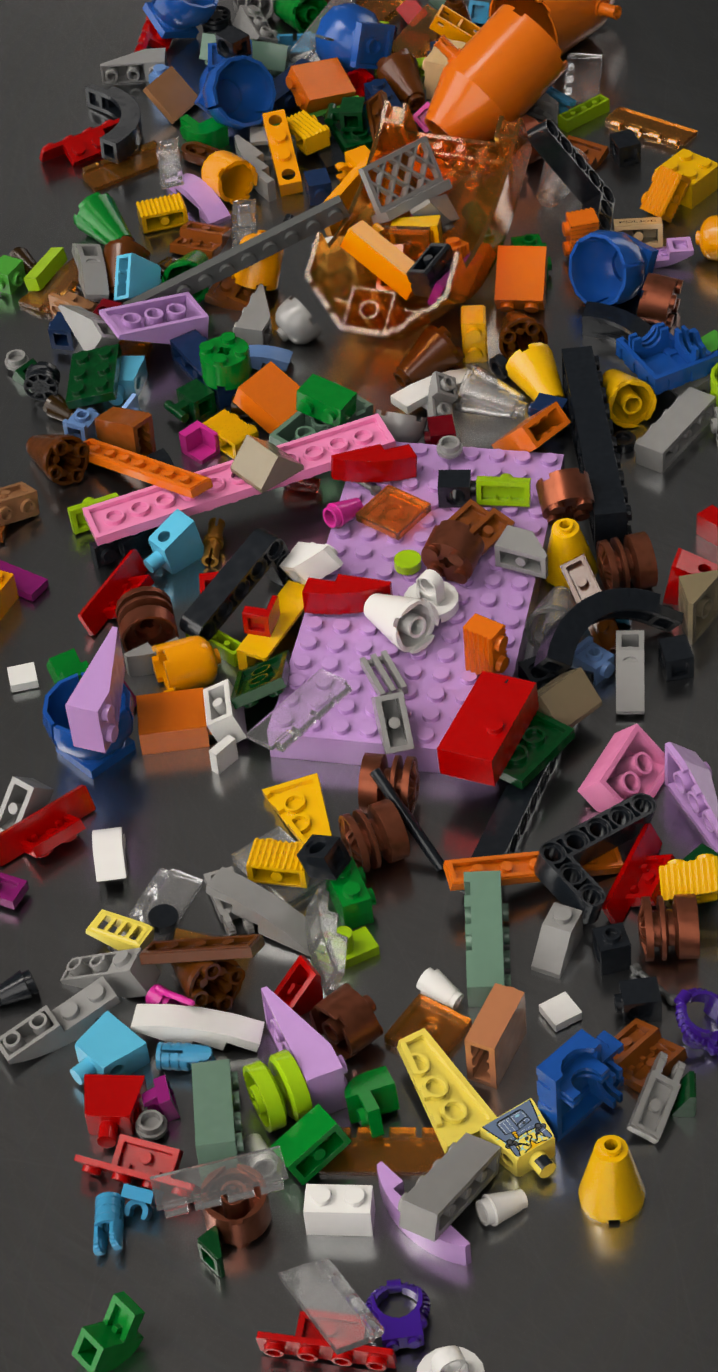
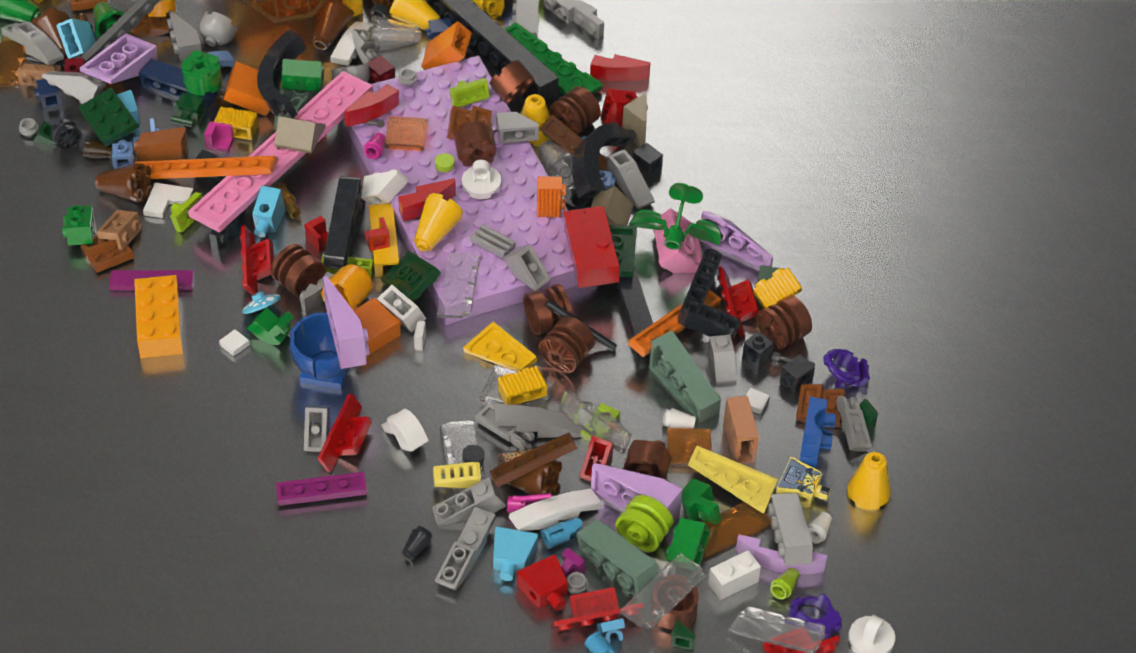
camera: 40 degrees left, 5 degrees up
(79, 640) = (260, 301): none -> medium azure dish
(86, 485) = (162, 196): none -> white tile
(281, 401) = (269, 75): none -> black arch
(324, 857) = (557, 369): black brick -> none
(327, 625) = (436, 221): none -> yellow cone
(352, 897) = (571, 378): green brick -> none
(396, 1253) = (784, 584): none -> lime cone
(403, 620) = (479, 199): white cone -> none
(455, 488) = (436, 102): black brick -> none
(608, 753) = (674, 235): none -> green plant
(651, 498) = (566, 71): none -> green wing

